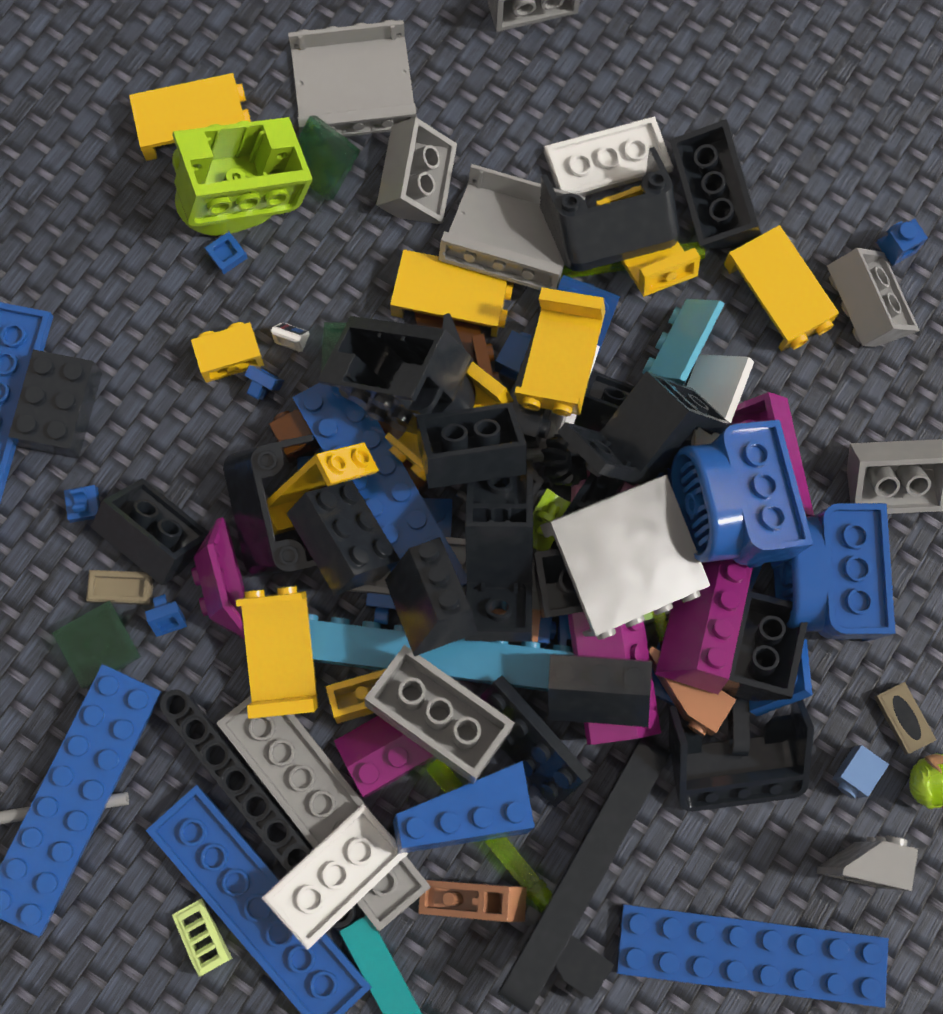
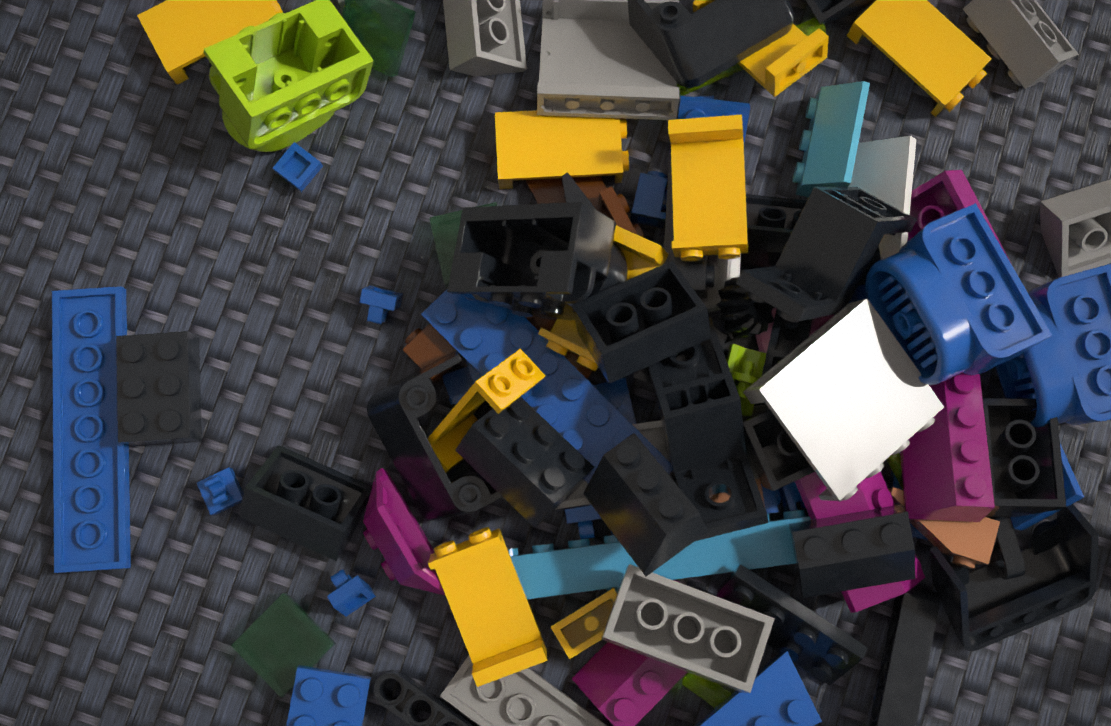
camera: 10 degrees left, 5 degrees up
(119, 587) = (289, 573): dark tan tile -> none
(227, 351) = (331, 278): yellow brick -> none
(290, 336) = (395, 242): white slope -> none

